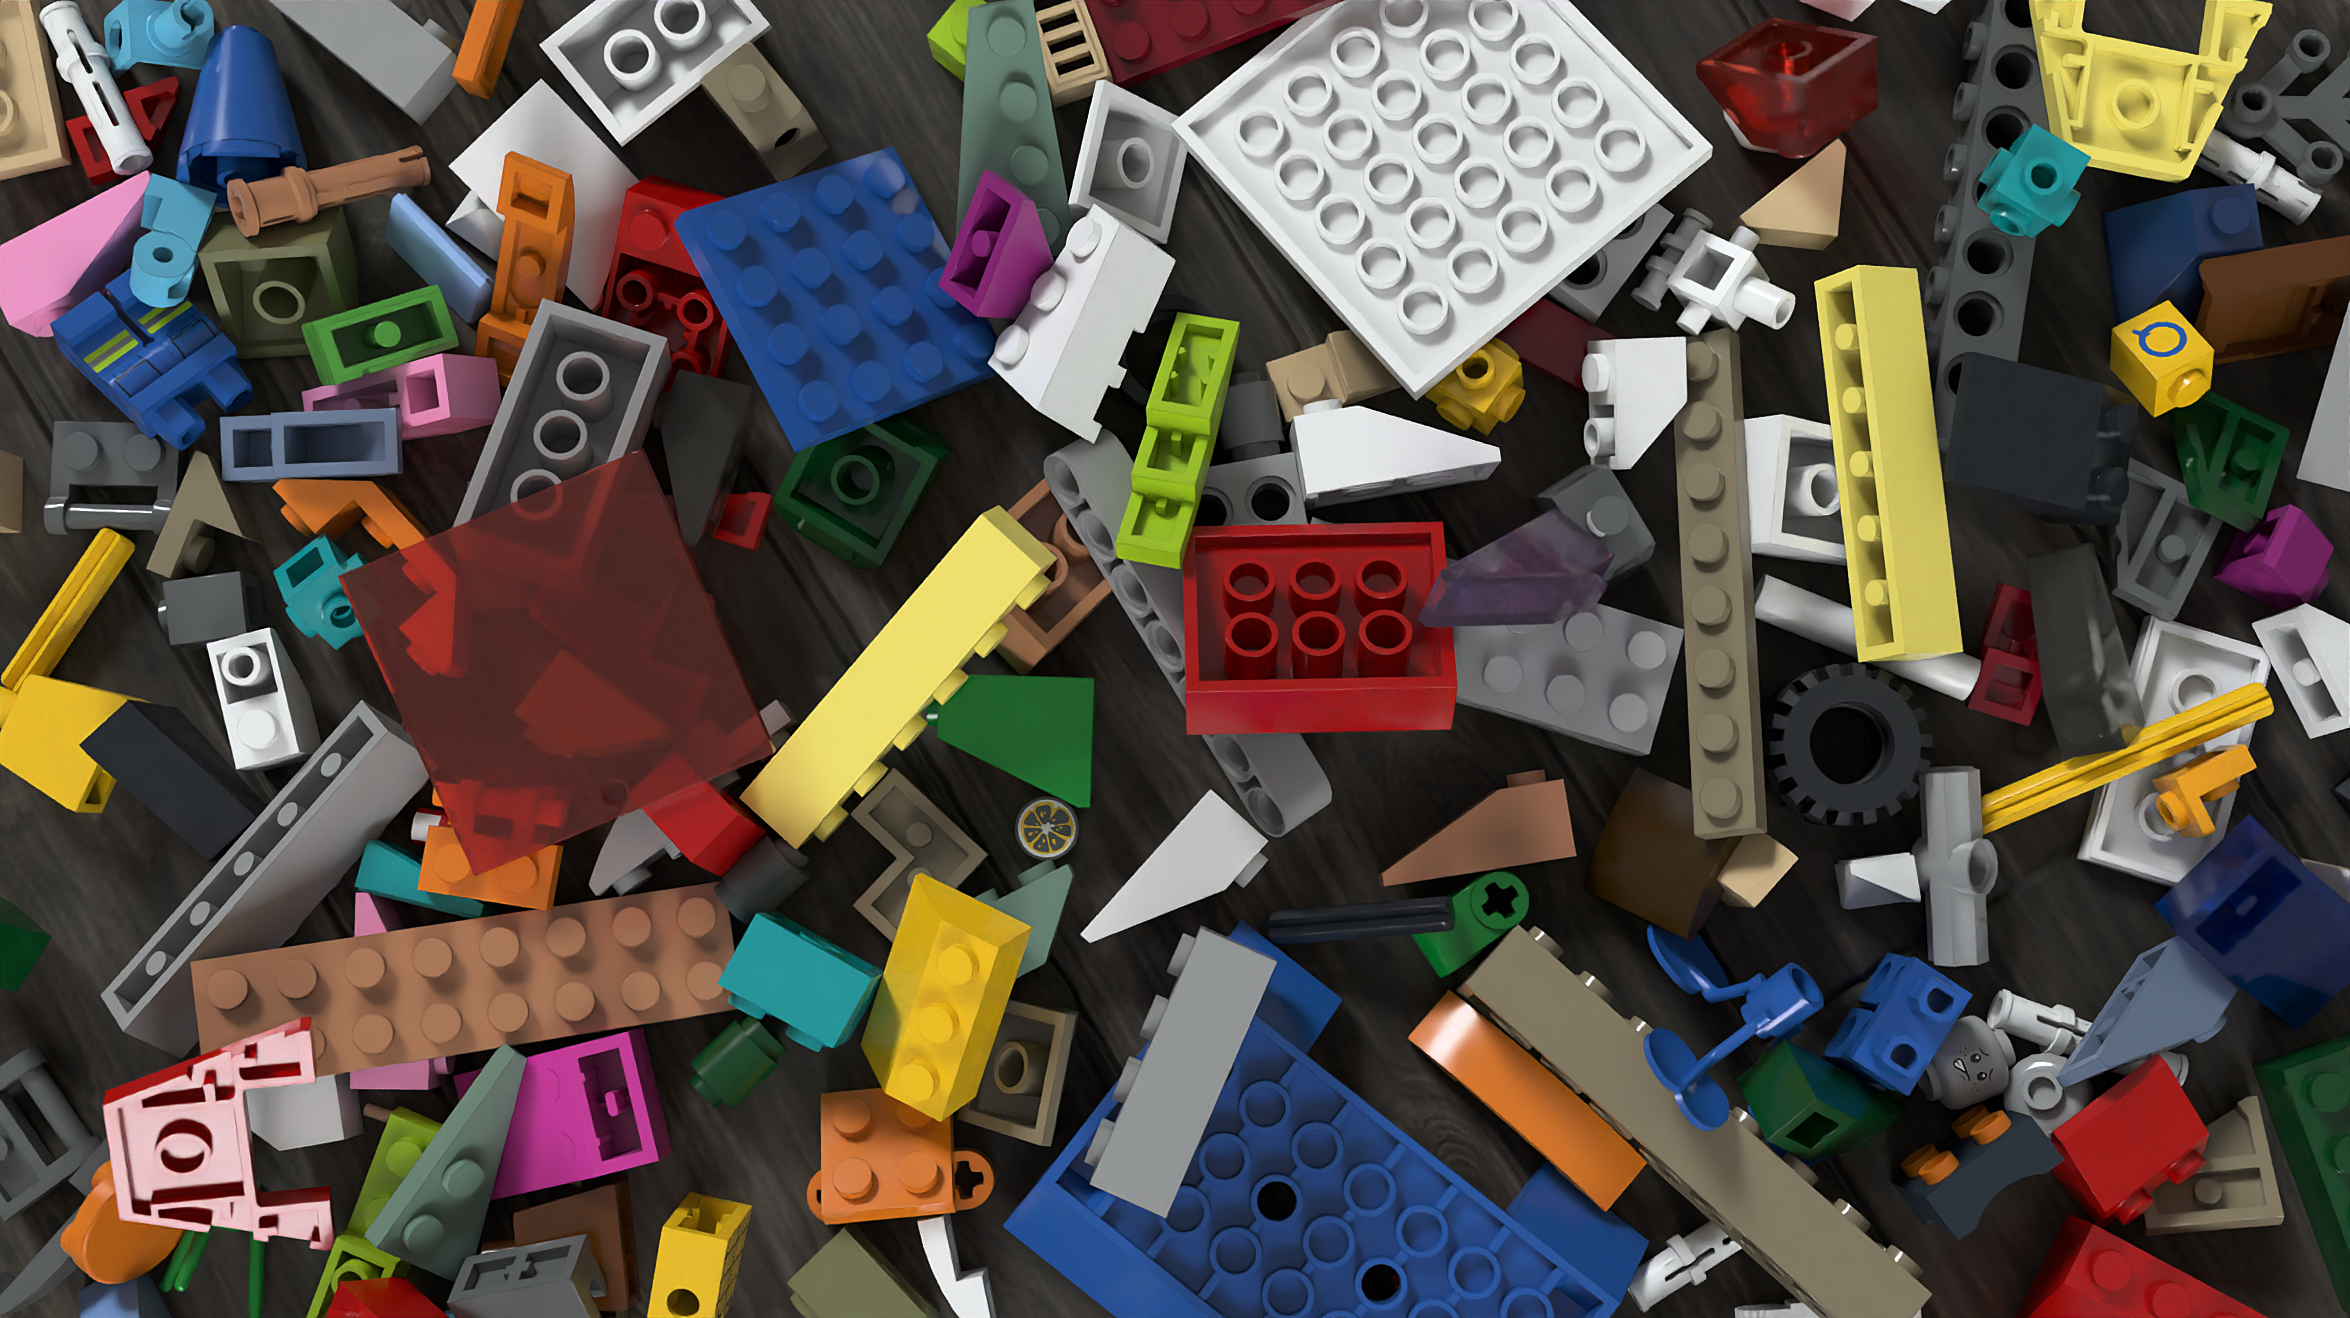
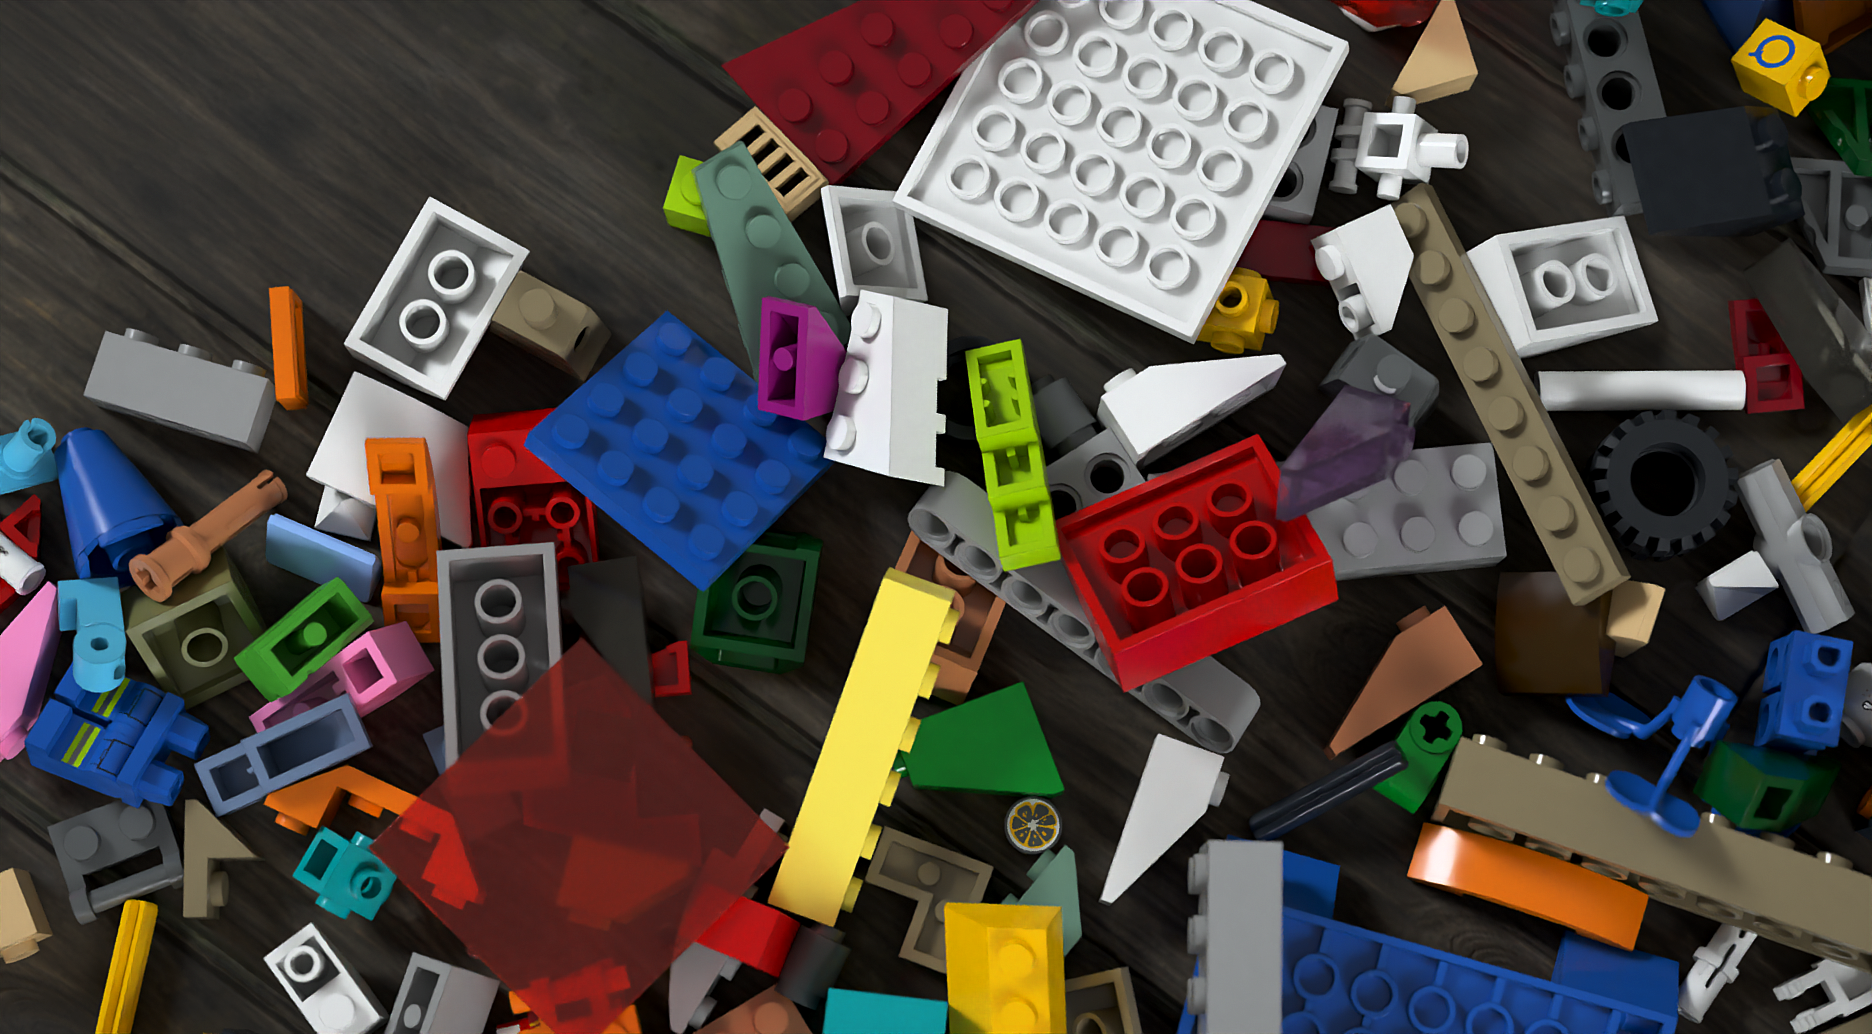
camera: 25 degrees left, 5 degrees down
(211, 609) = (248, 931): dark grey brick -> none
(1333, 370) = (1108, 350): tan slope -> none
(1888, 464) = (1599, 242): light yellow brick -> none

